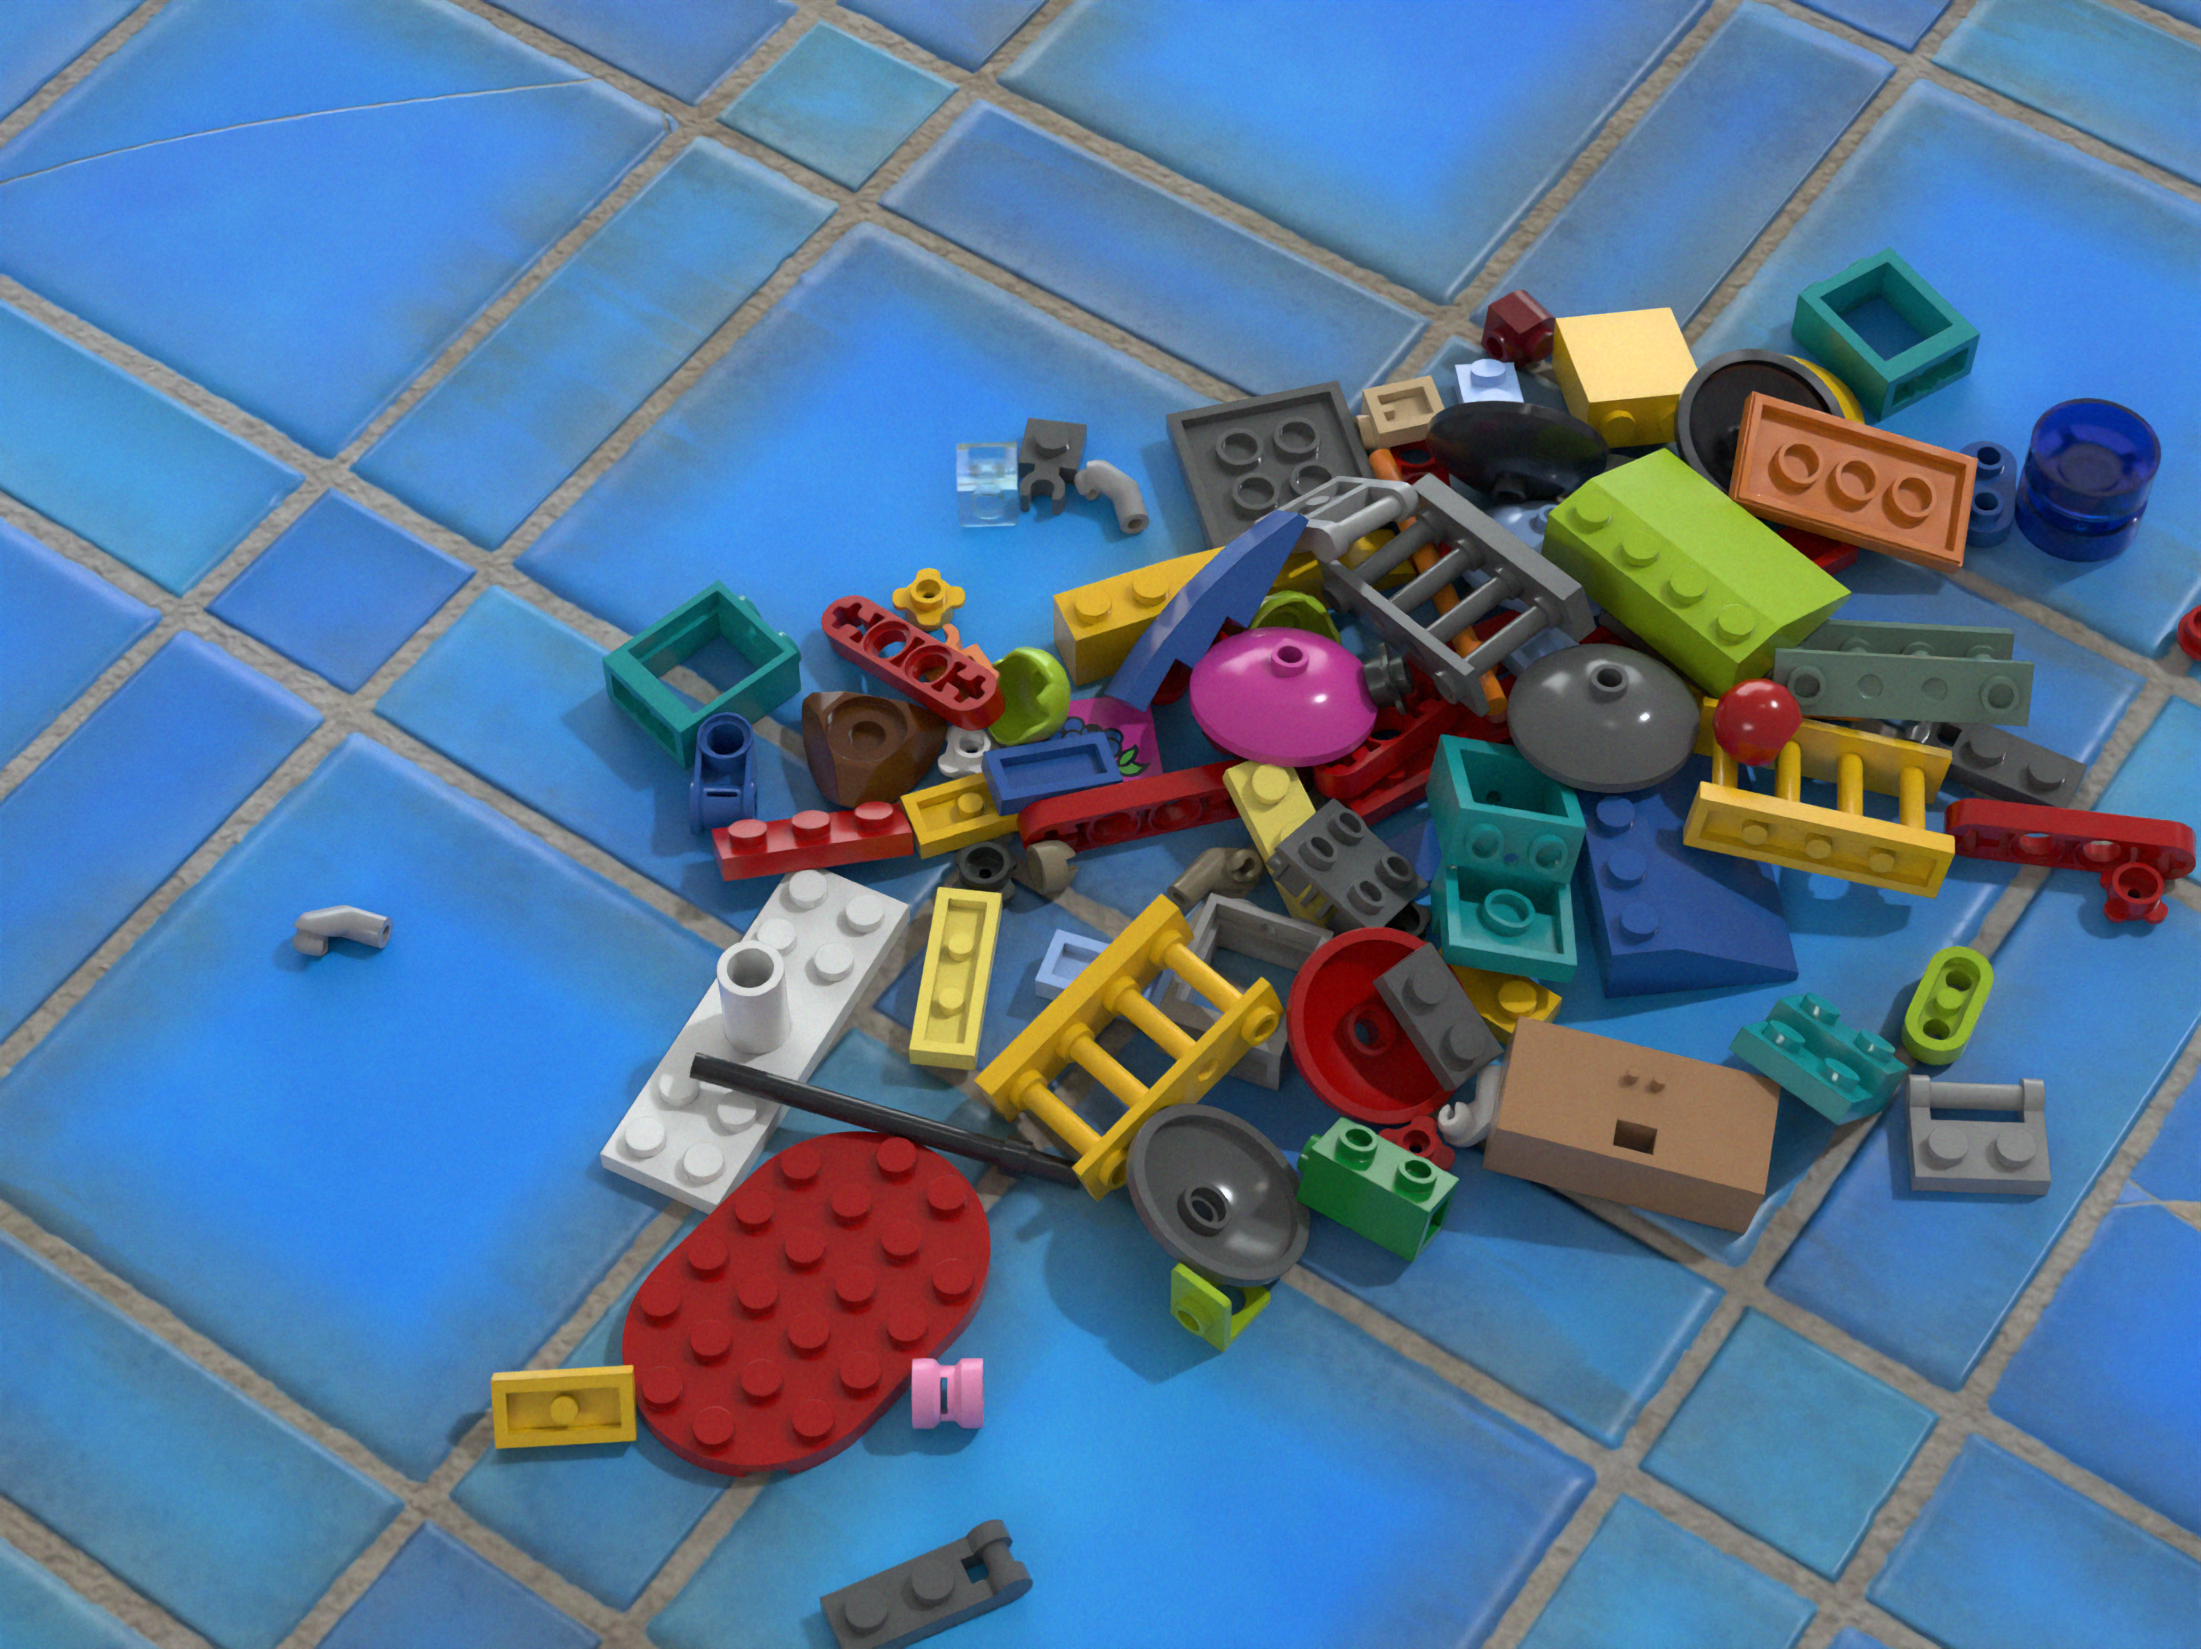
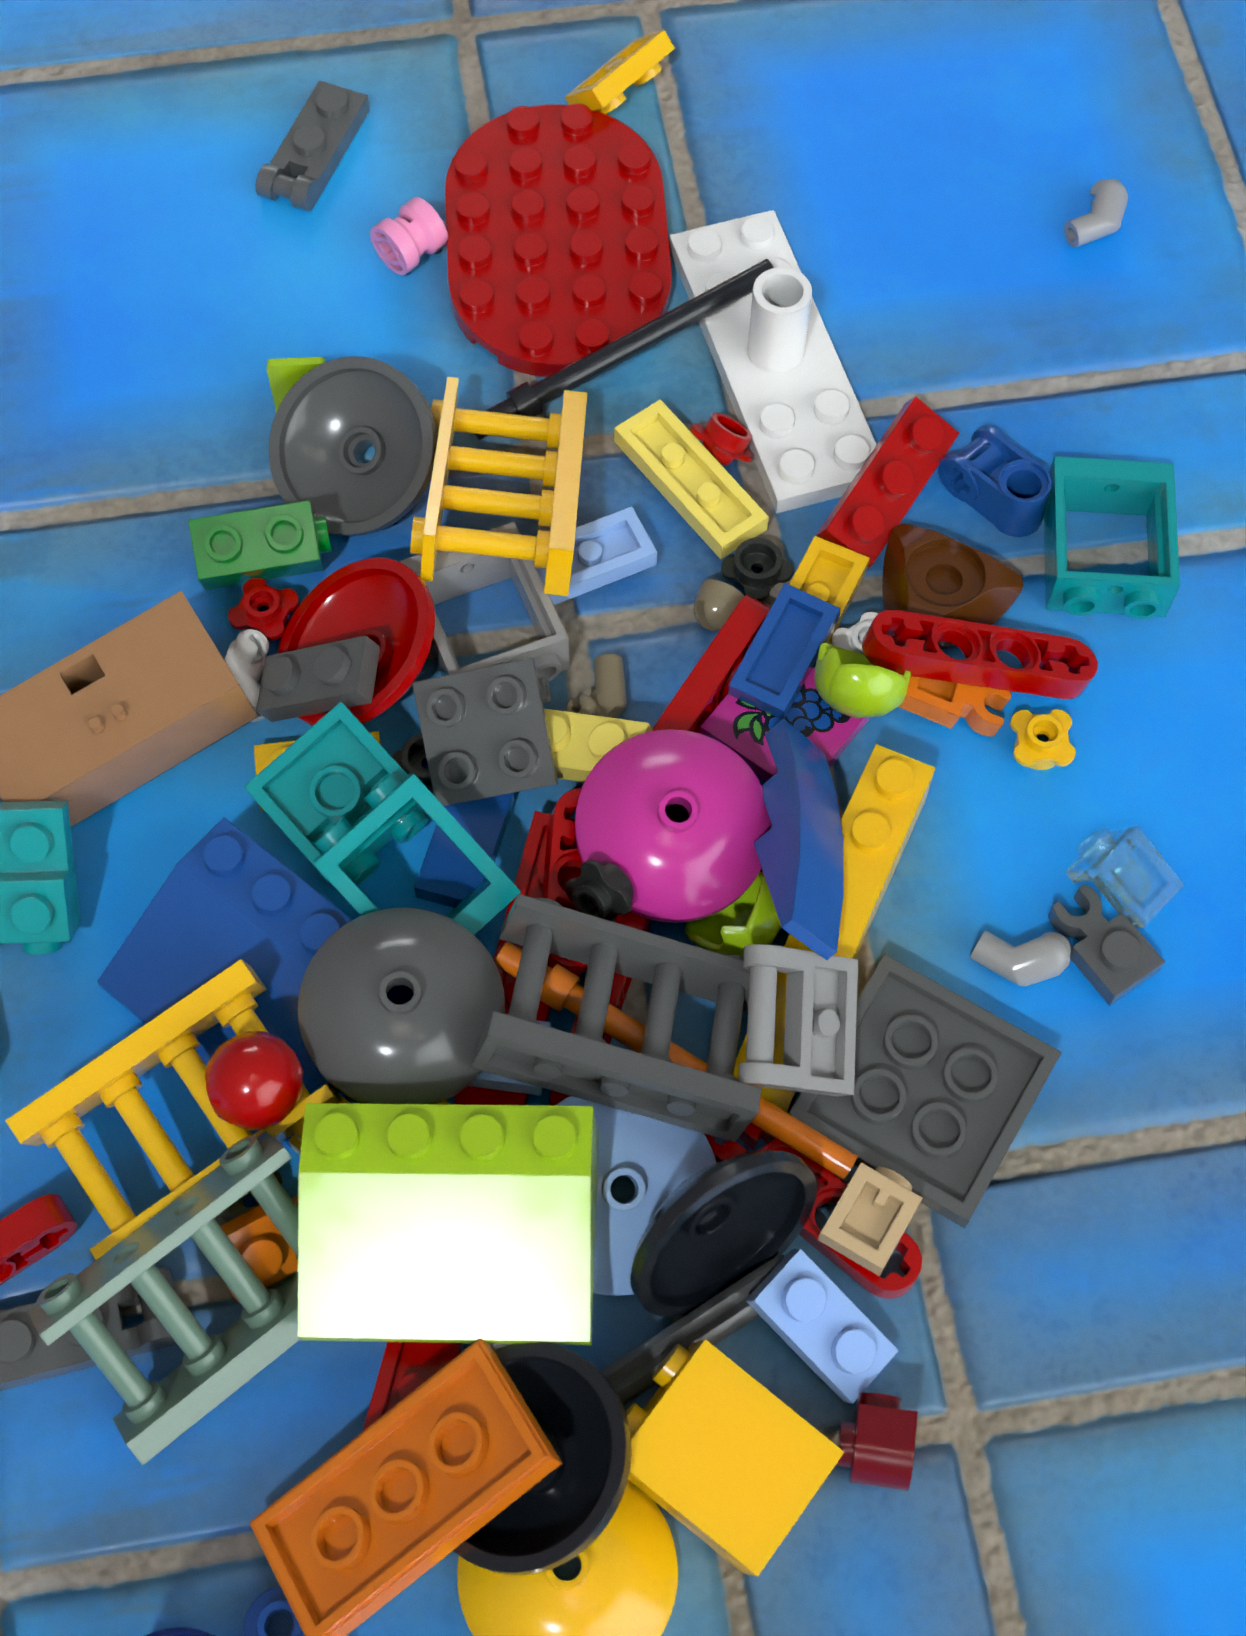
camera: 135 degrees right, 10 degrees up
(892, 984) = (724, 438): none -> red plate

